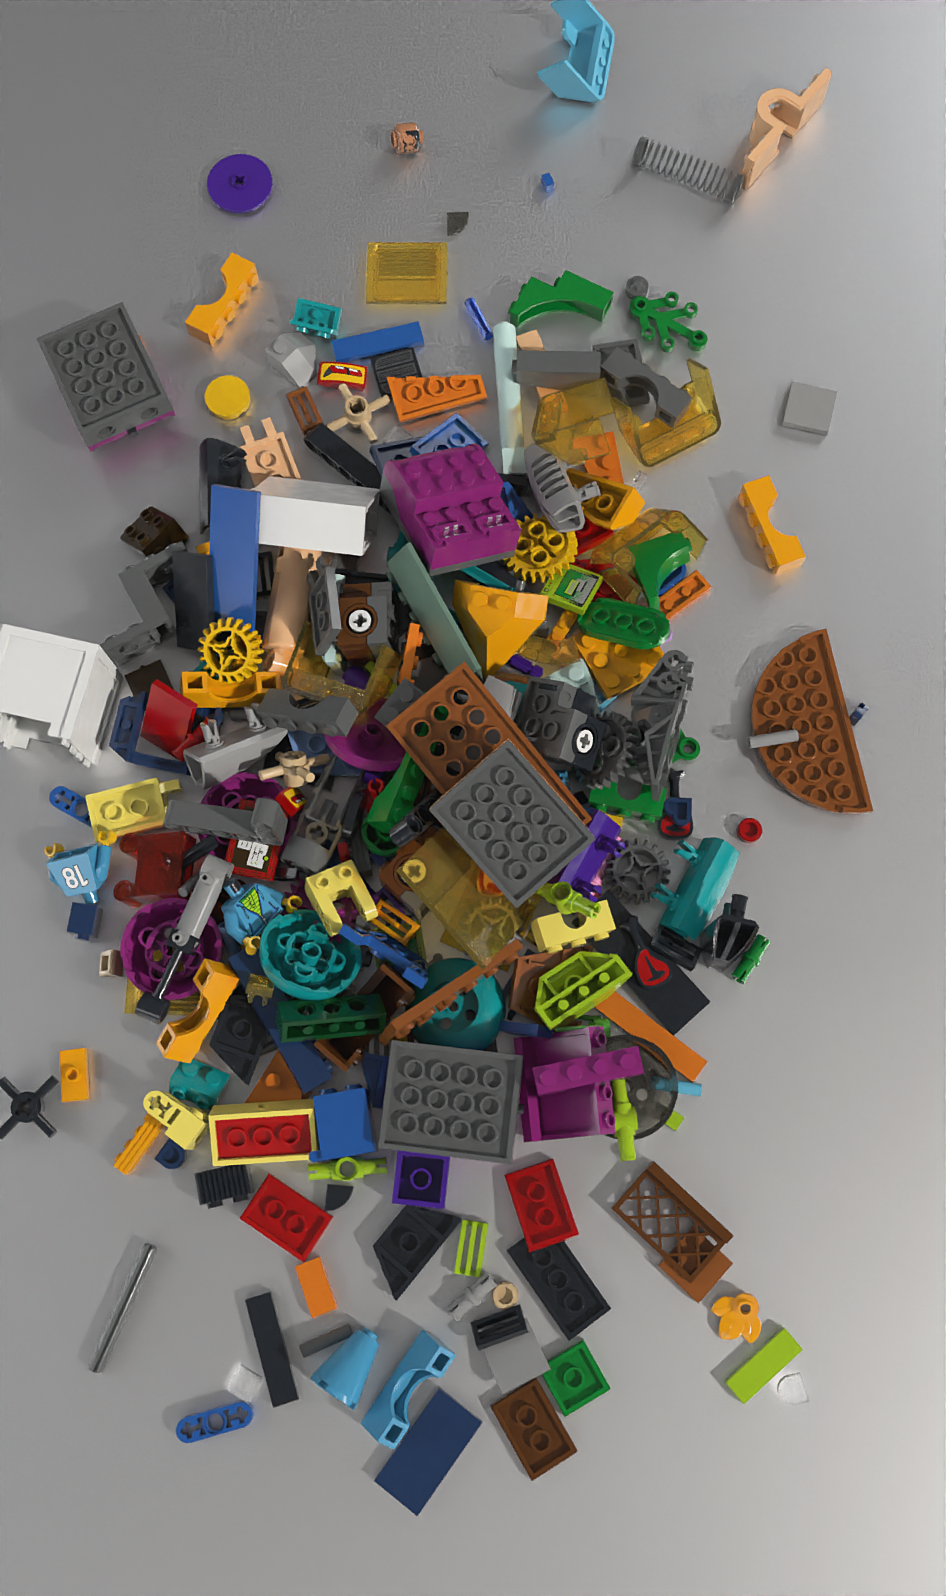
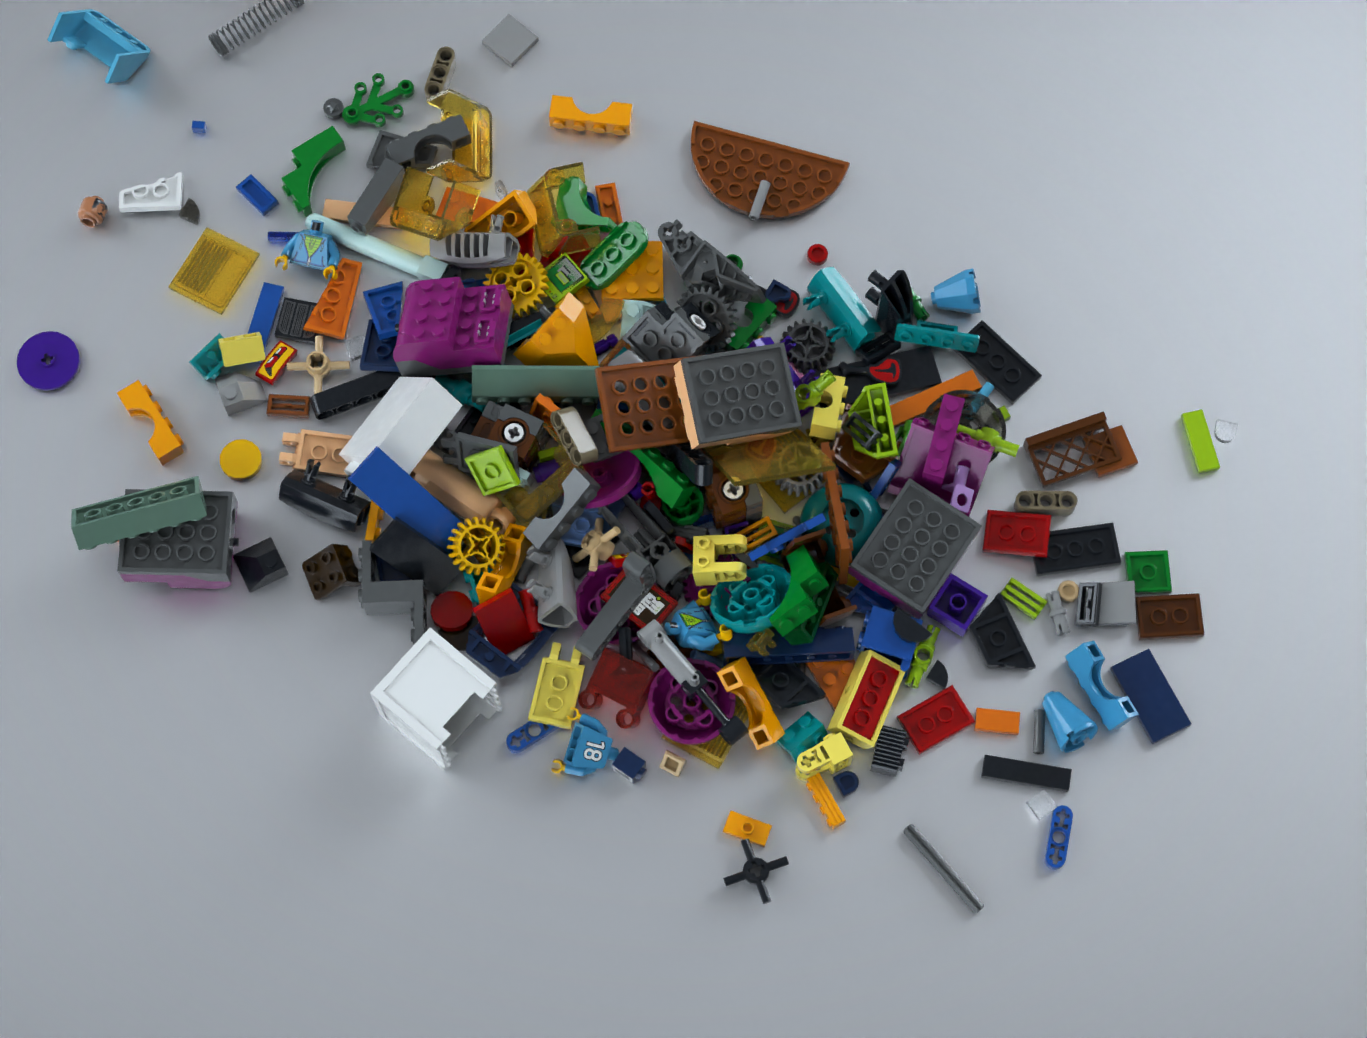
camera: 65 degrees left, 5 degrees down
(98, 322) = (138, 513): none -> sand green slope
(132, 470) = (260, 564): none -> black slope
(166, 664) = (451, 611): none -> red tile
(310, 622) = (492, 470): none -> lime tile
(334, 334) = (242, 349): none -> light yellow panel
(345, 1002) = (804, 584): none -> green arch
(353, 1140) = (909, 629): none -> black tile
(386, 681) = (574, 436): none -> dark tan beam
(453, 184) = (159, 196): none -> white wing
(471, 342) = (312, 250): none -> dark azure torso
(507, 269) = (257, 194): none -> blue tile
(548, 1118) = (958, 488): none -> lavender bracket
(553, 992) = (871, 439): none -> black tile
(602, 1229) = (1053, 497): none -> dark tan beam
(724, 1003) = (936, 335): none -> teal bracket
(732, 1085) = (1000, 364): none -> black tile
(736, 1321) = (1160, 444): light orange plate -> none
(737, 357) = (438, 68): none -> dark tan beam
(786, 1003) = (958, 293): none -> dark azure cone
(858, 713) = (771, 133): dark blue tile -> none

